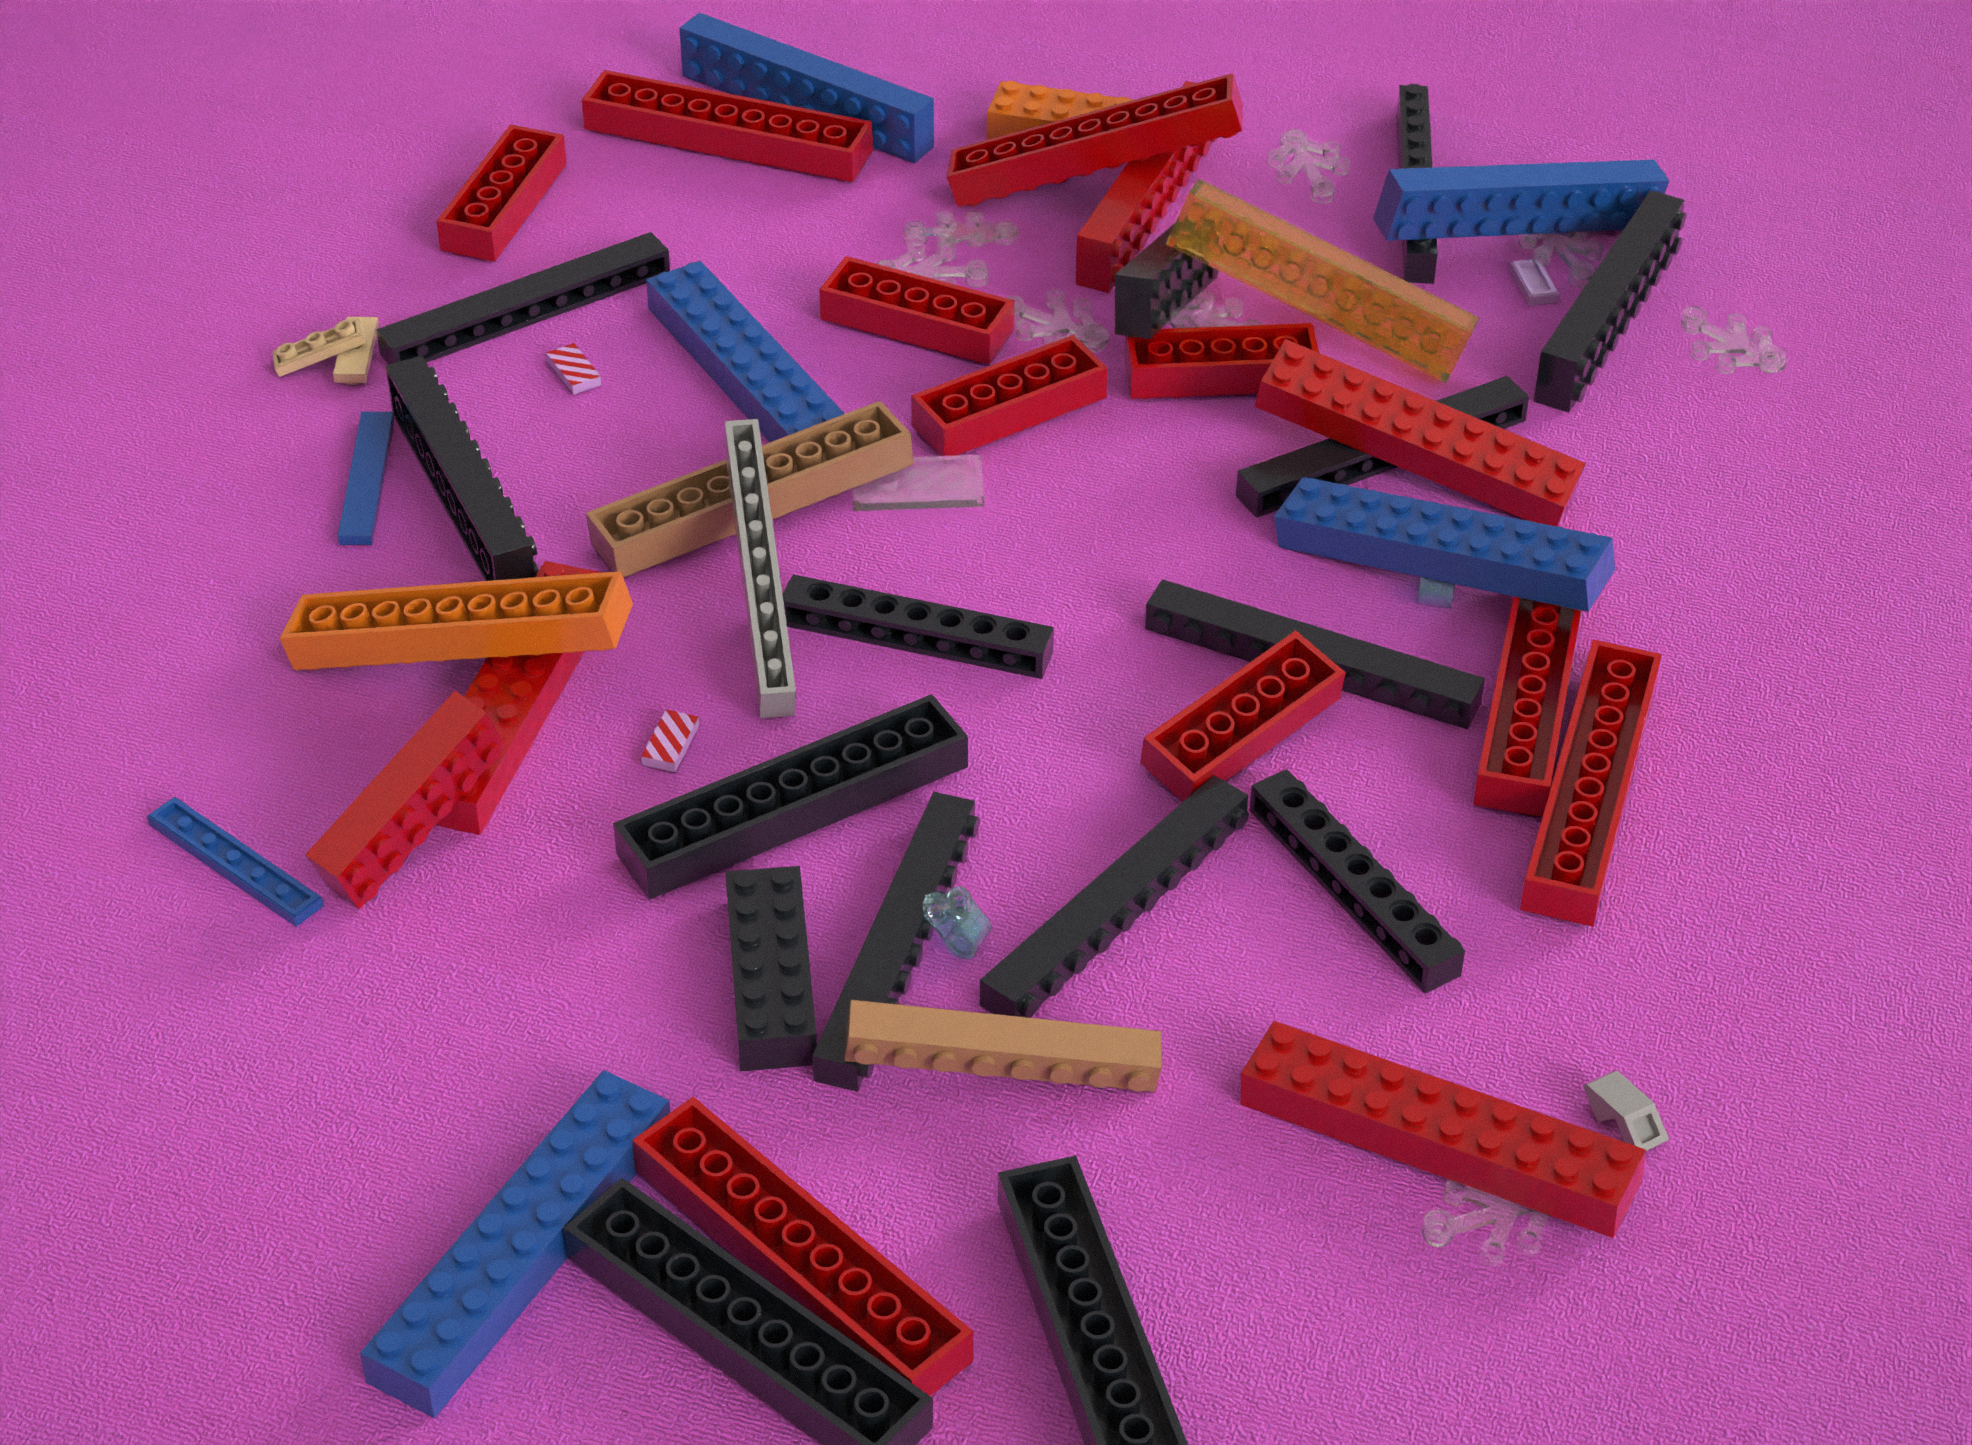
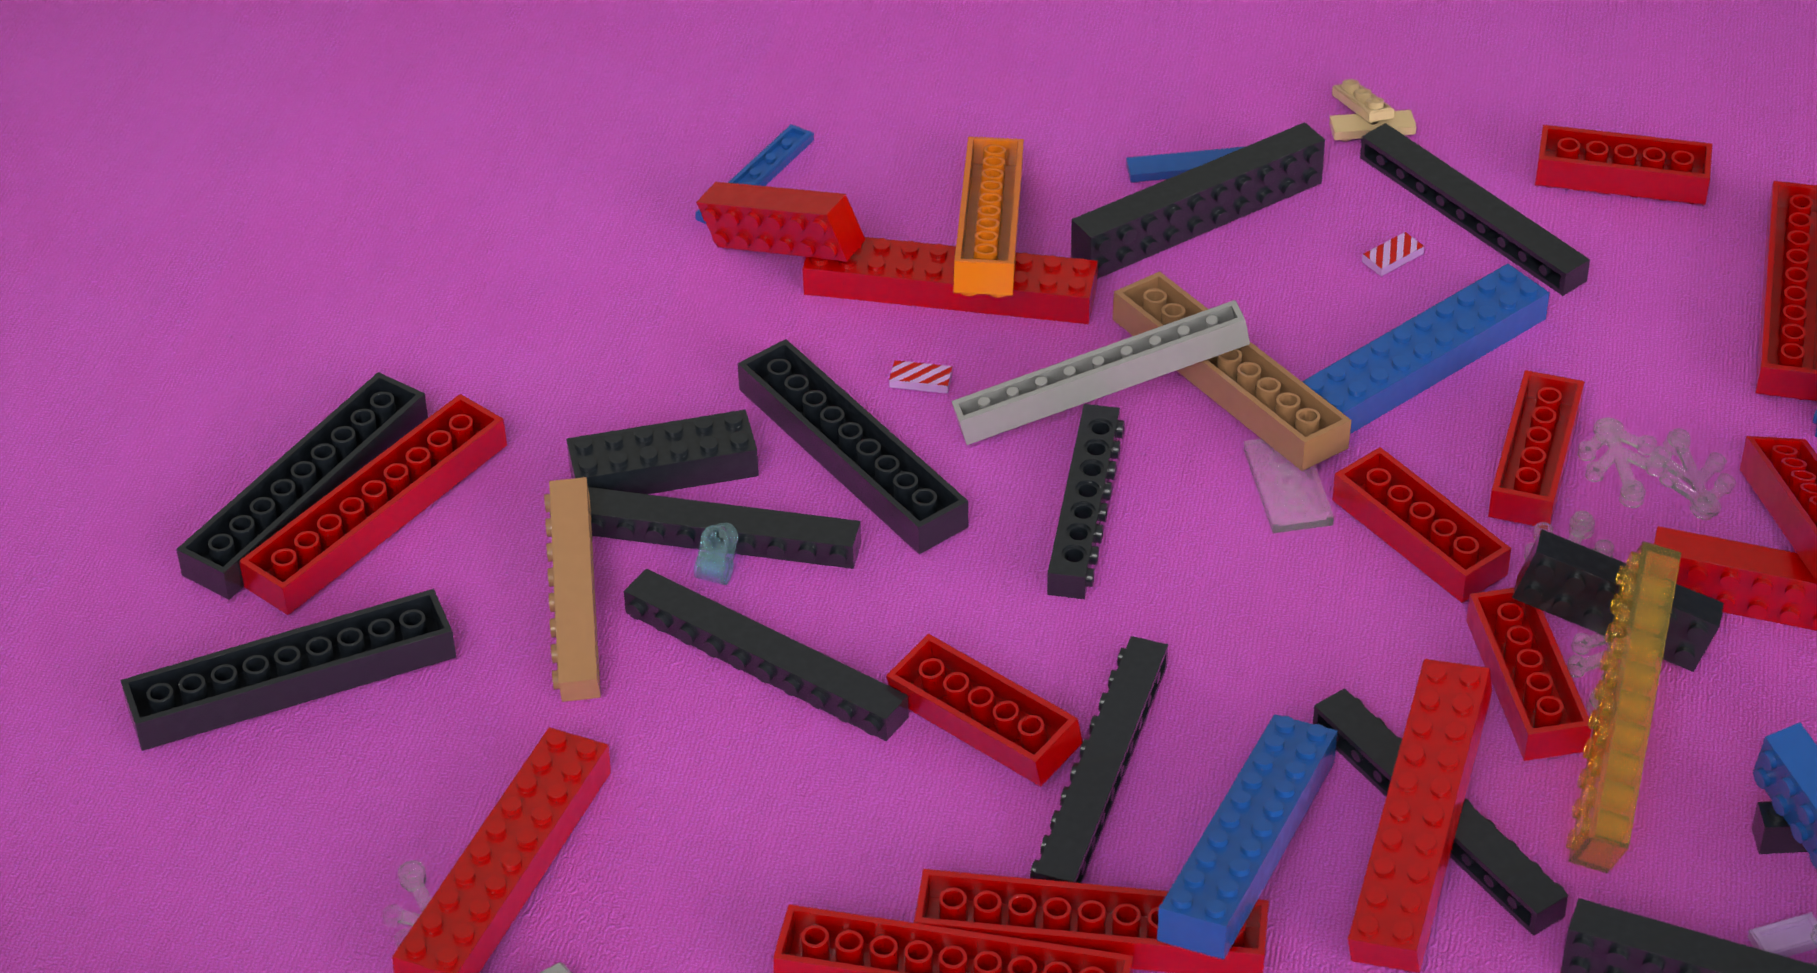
camera: 85 degrees right, 0 degrees up
(508, 1248) = (352, 353): blue brick -> none
(1357, 881) = (804, 807): black brick -> none

